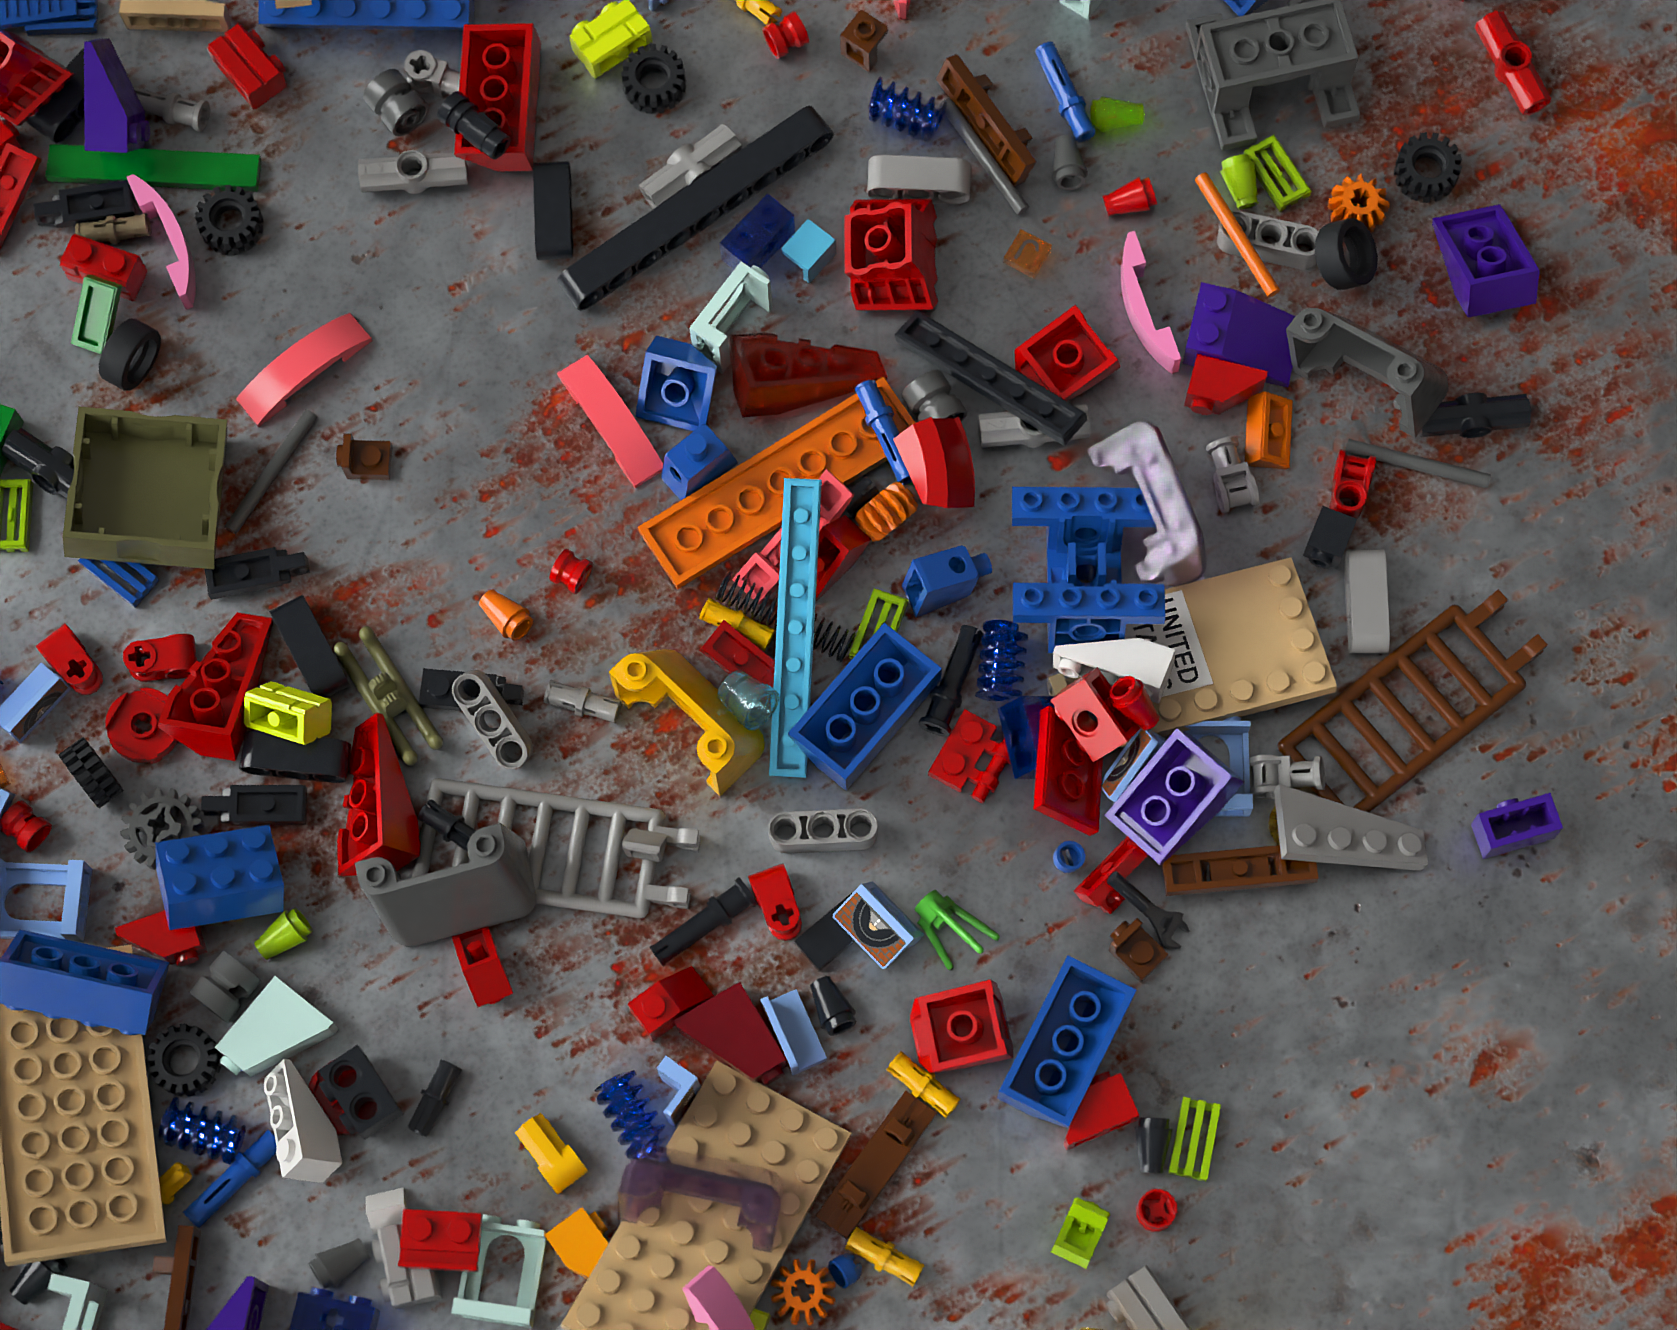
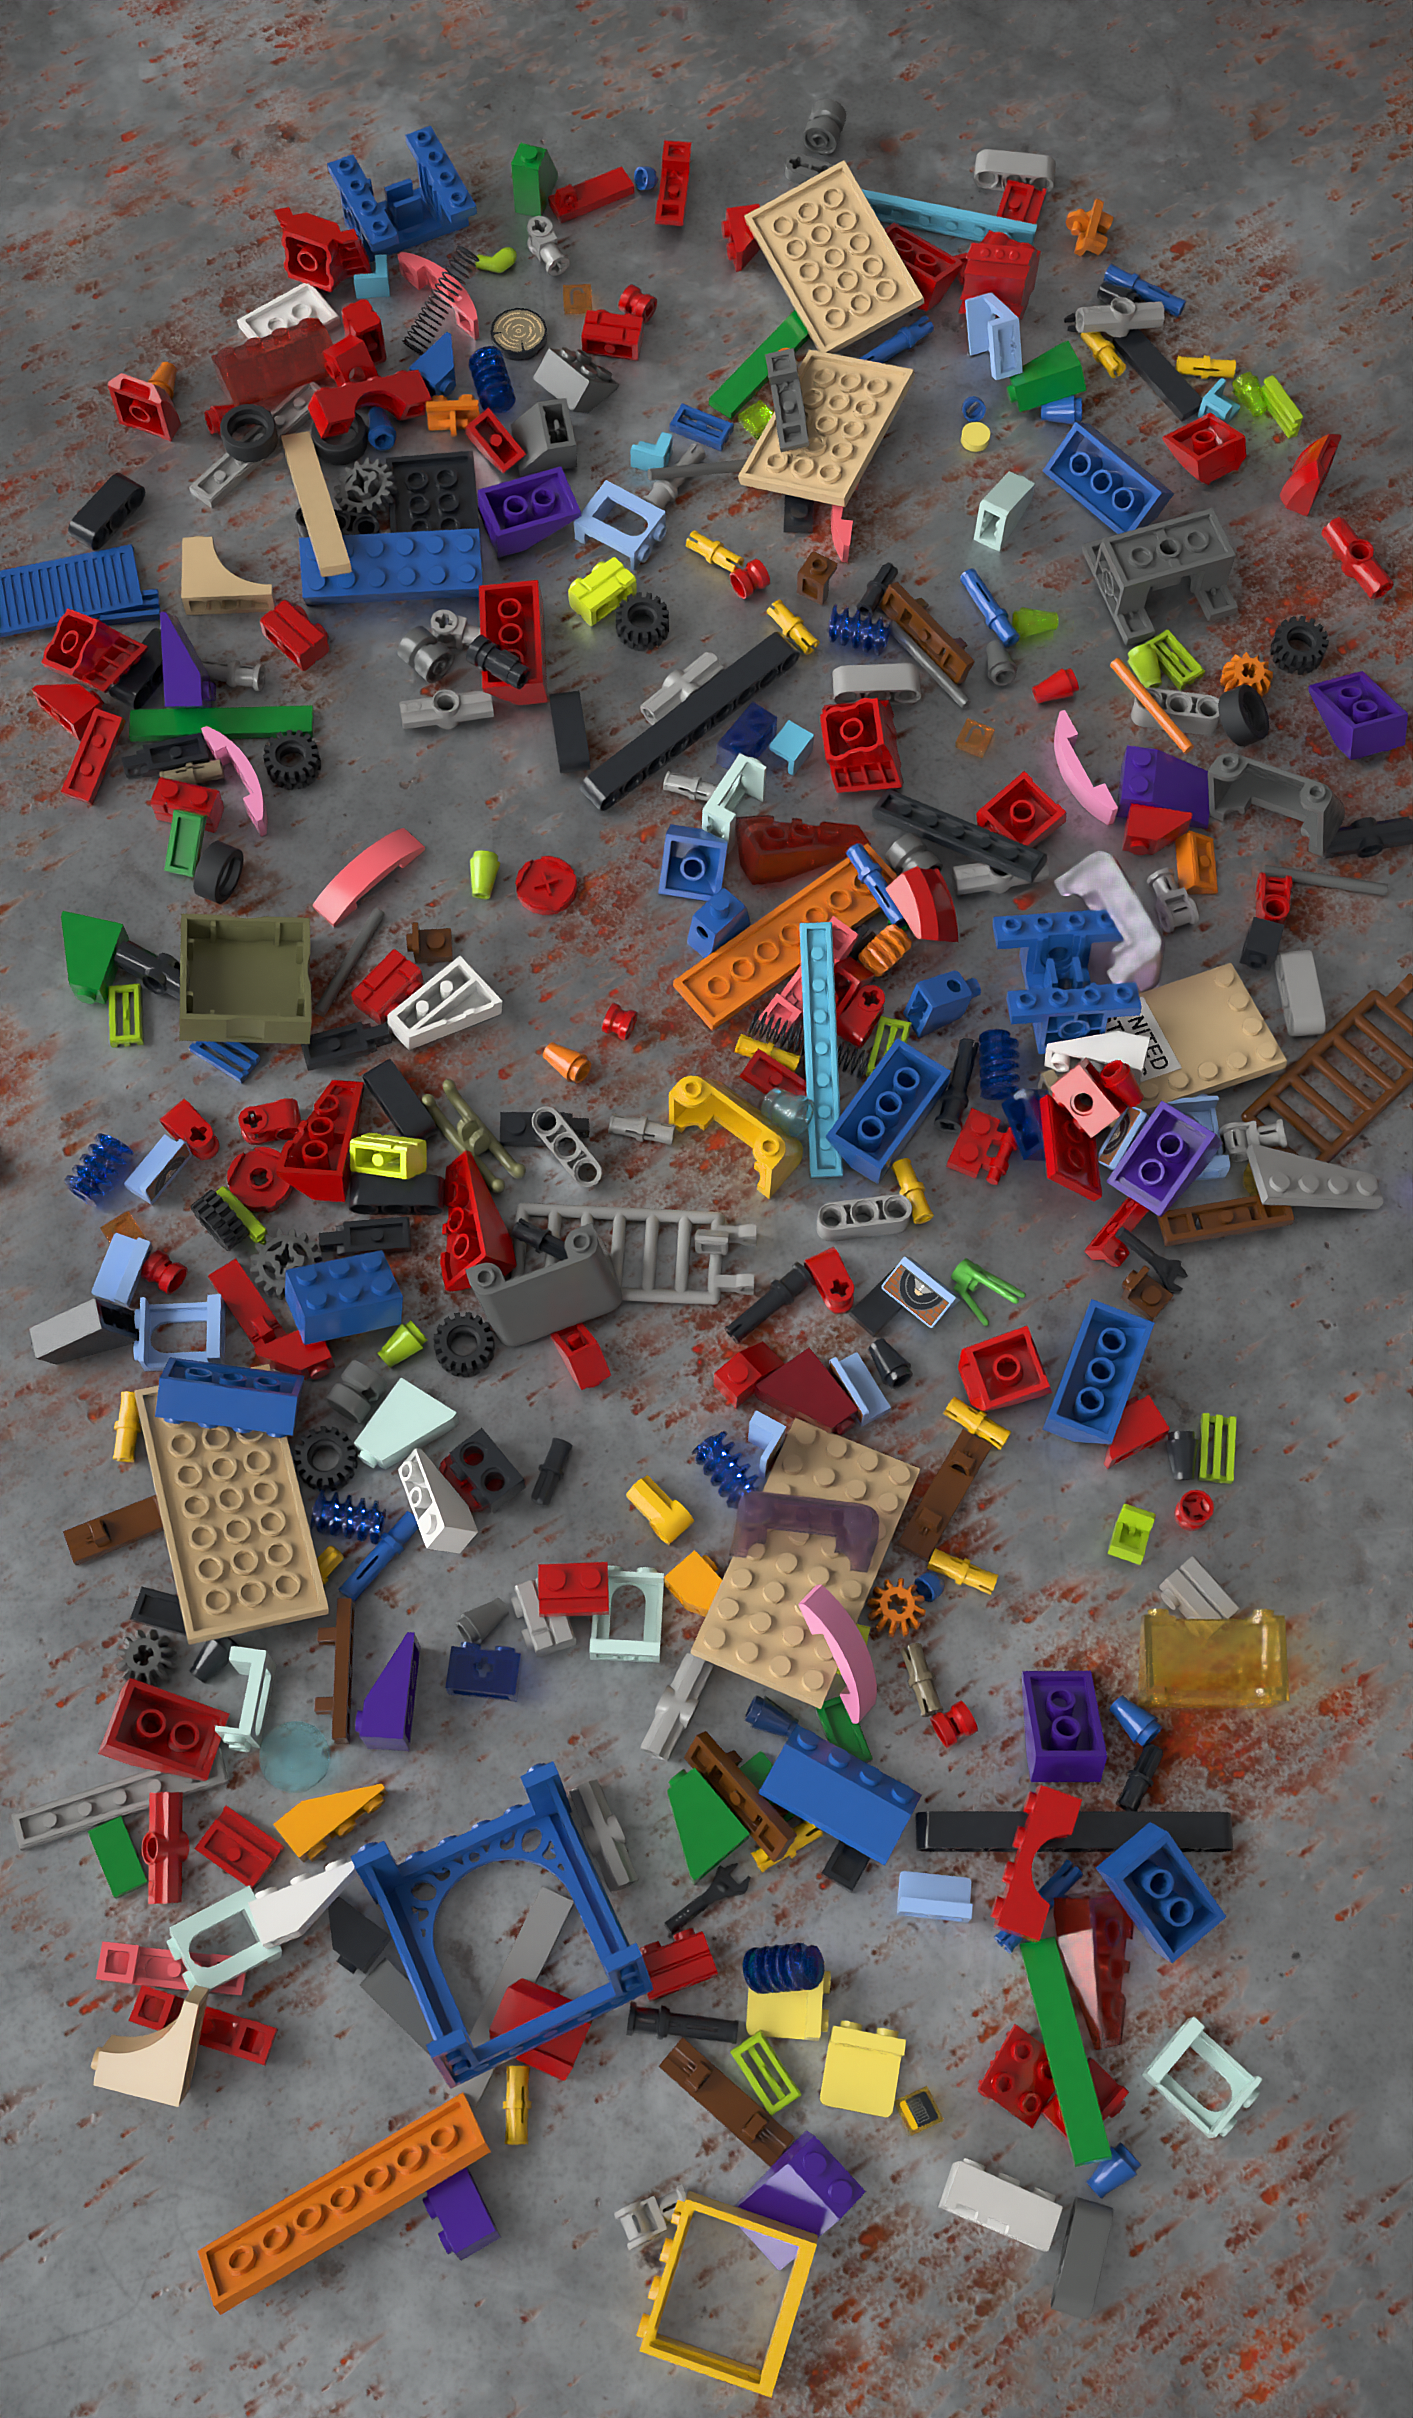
camera: 10 degrees left, 5 degrees down
(114, 872) = (246, 1304): none -> red hinge
(117, 767) = (255, 1228): none -> lime tile
(311, 508) = (387, 986): none -> red brick
(334, 927) = (464, 1325): none -> black tyre
(370, 537) = (444, 1006): none -> white wedge
(386, 1208) = (519, 1570): white slope -> none
(435, 376) = (484, 870): none -> lime cone
(506, 396) = (546, 885): none -> red tile
(612, 420) = (641, 896): coral slope -> none
(688, 290) = (688, 786): none -> light grey pin
(830, 99) = (793, 627): none -> yellow pin
(845, 593) = (858, 1019): none -> red piece
(883, 803) = (912, 1190): none -> yellow pin
(935, 58) = (877, 589): none -> black axle
(1075, 856) = (1081, 1222): blue hinge -> none

